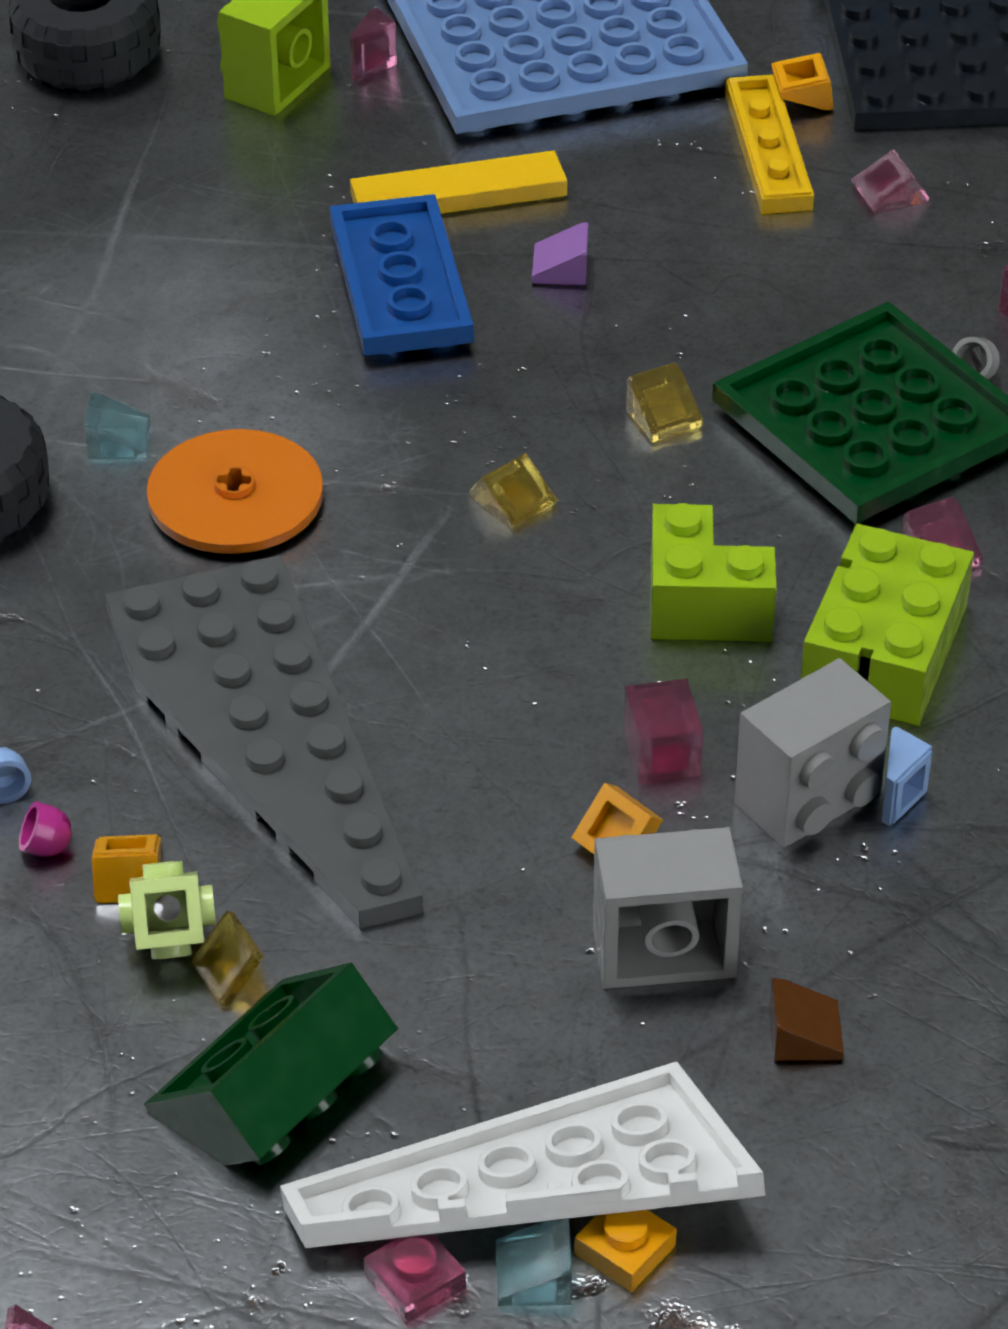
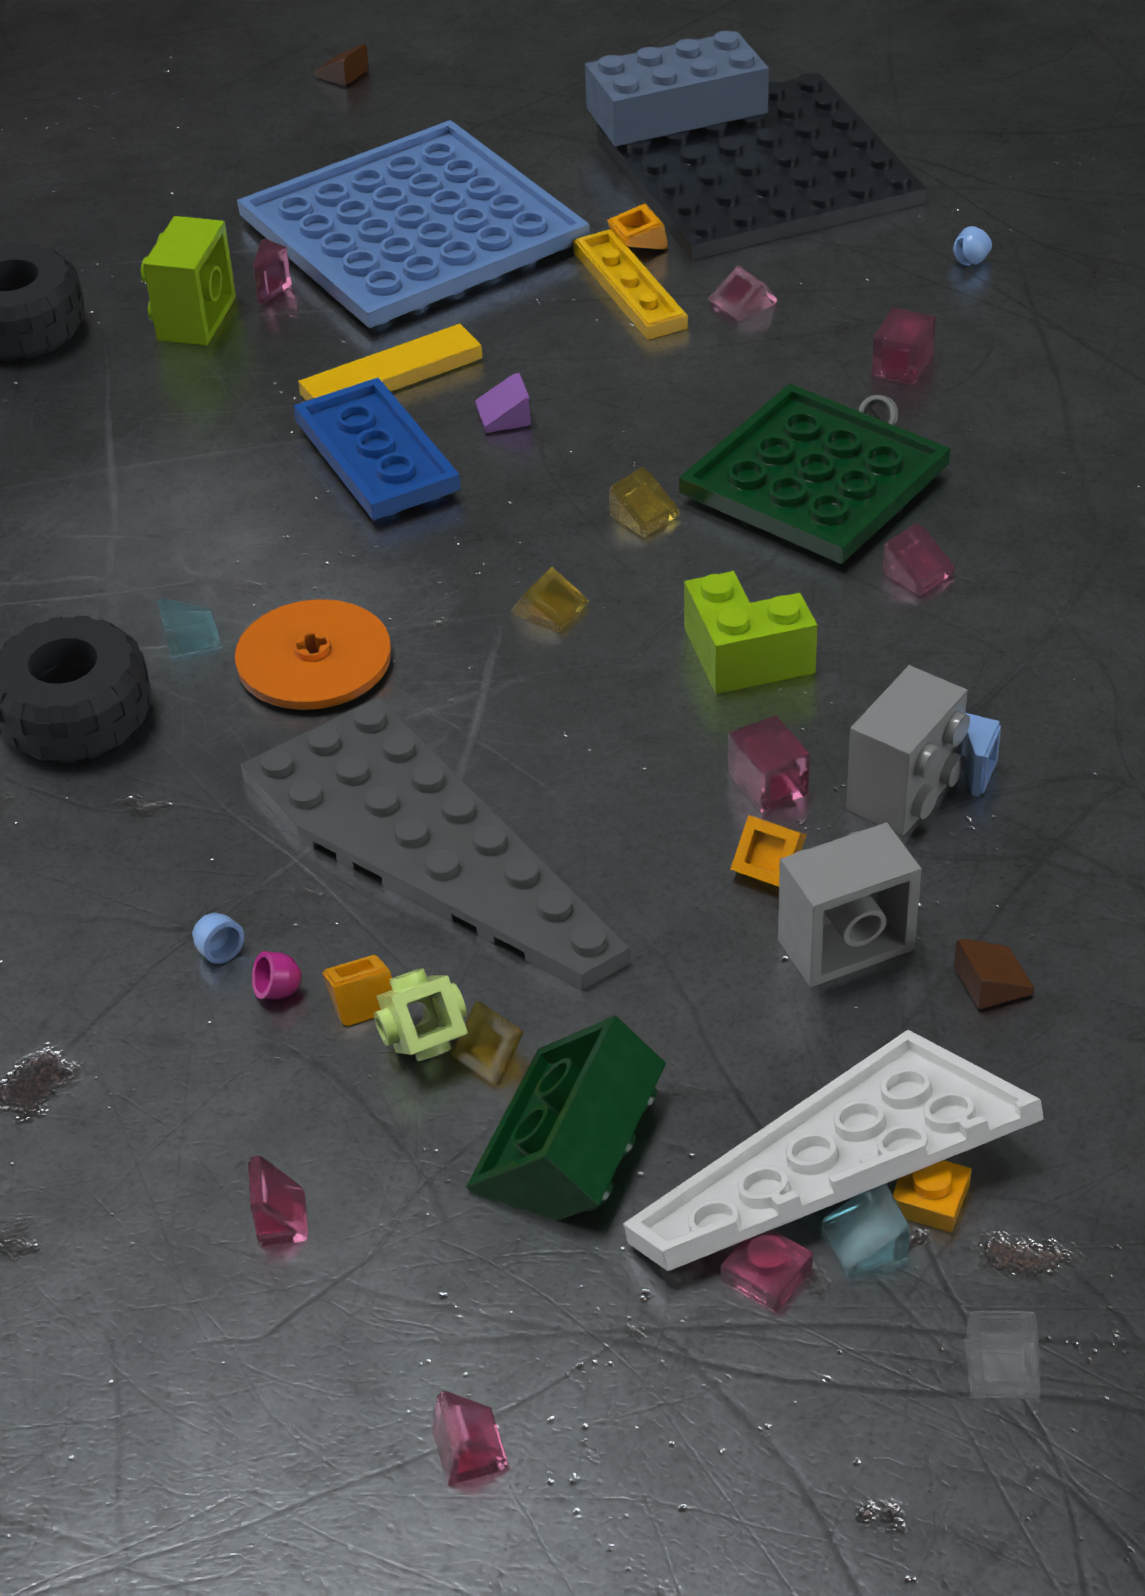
camera: 15 degrees left, 0 degrees up
(897, 606) = (907, 617): lime piece -> none

